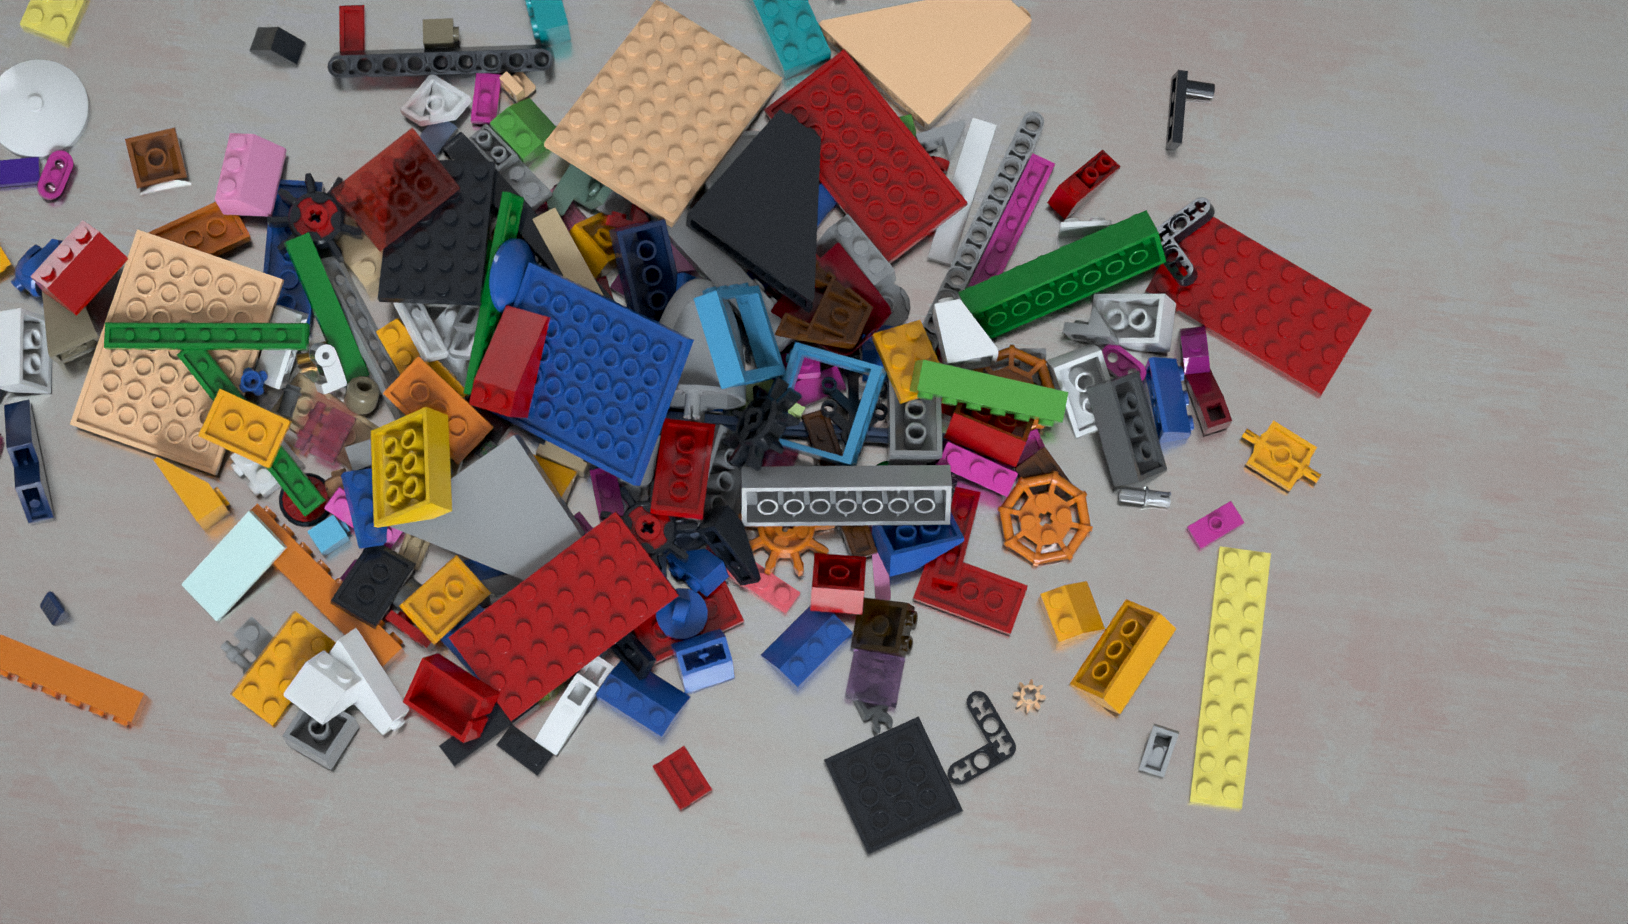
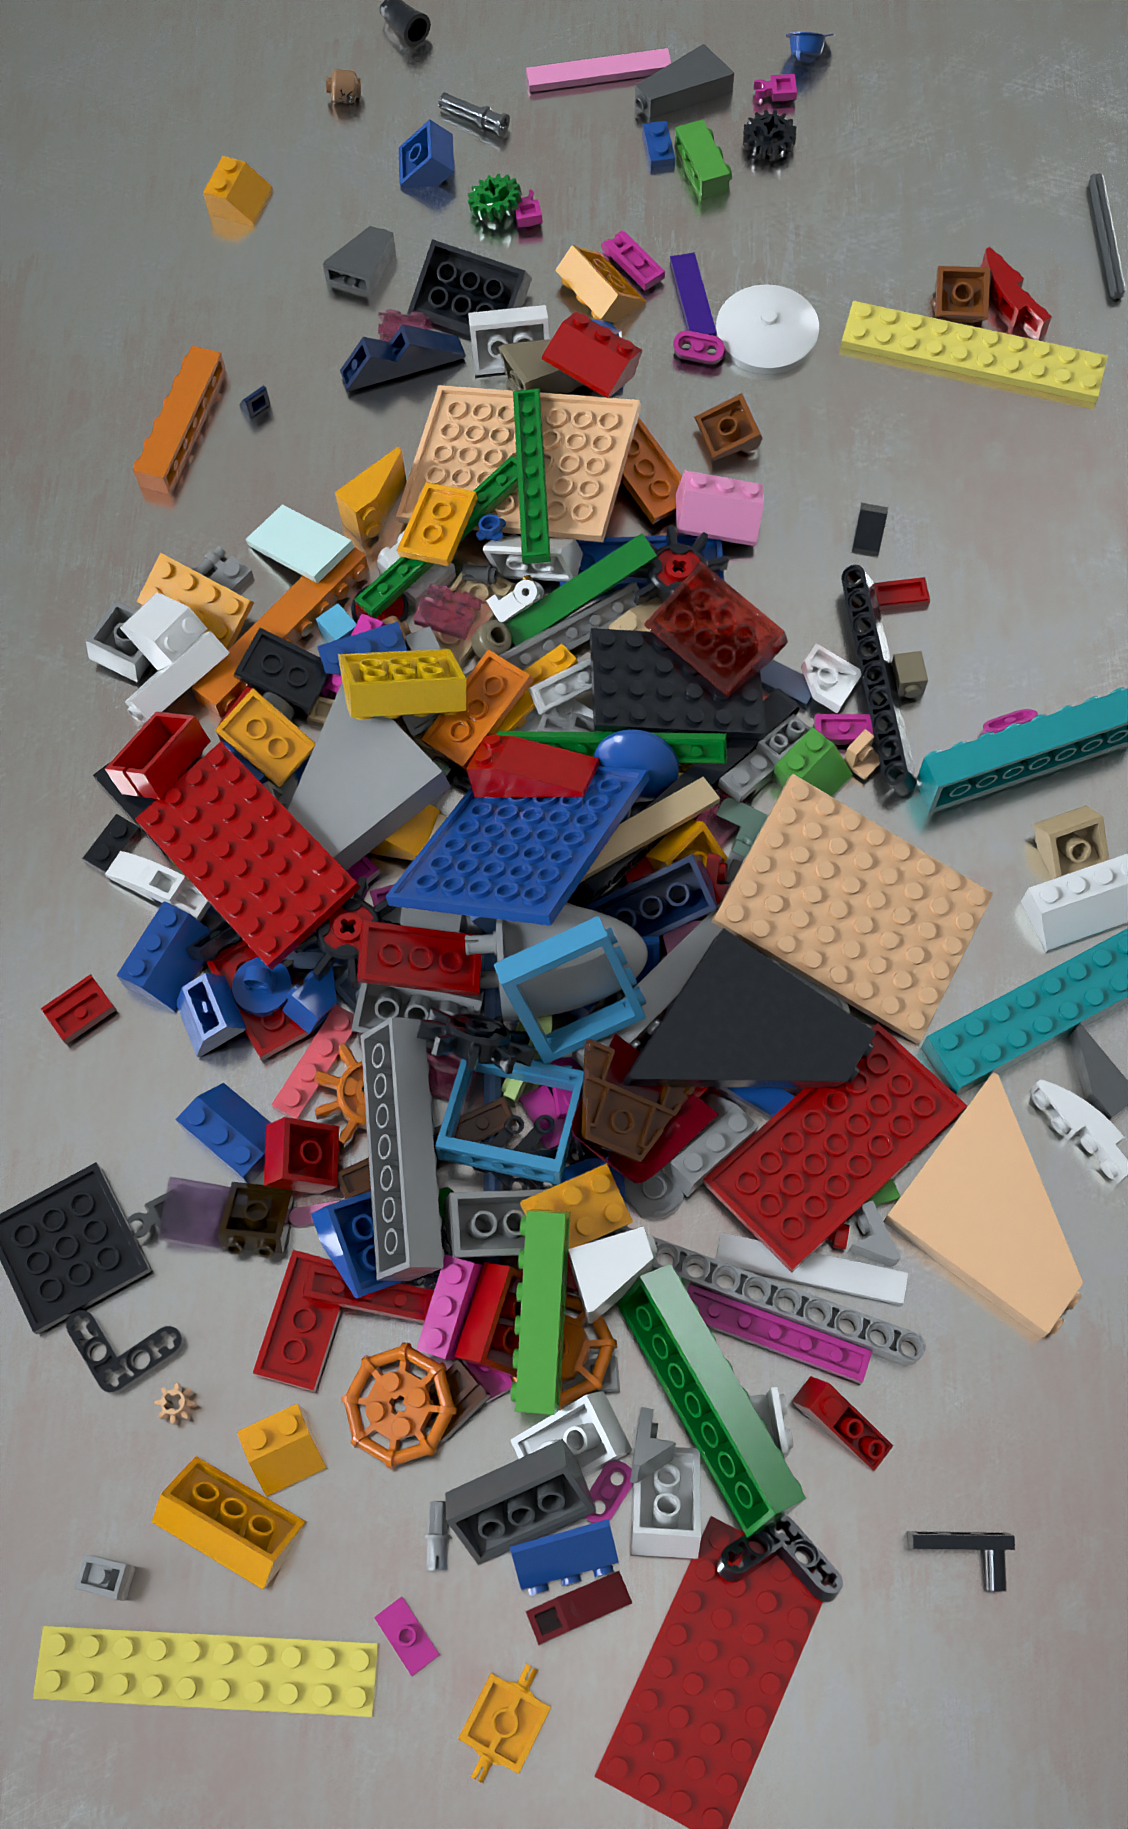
camera: 90 degrees right, 10 degrees down
(730, 543) = (343, 1021): black slope -> none
(1195, 350) = (636, 1587): magenta slope -> none

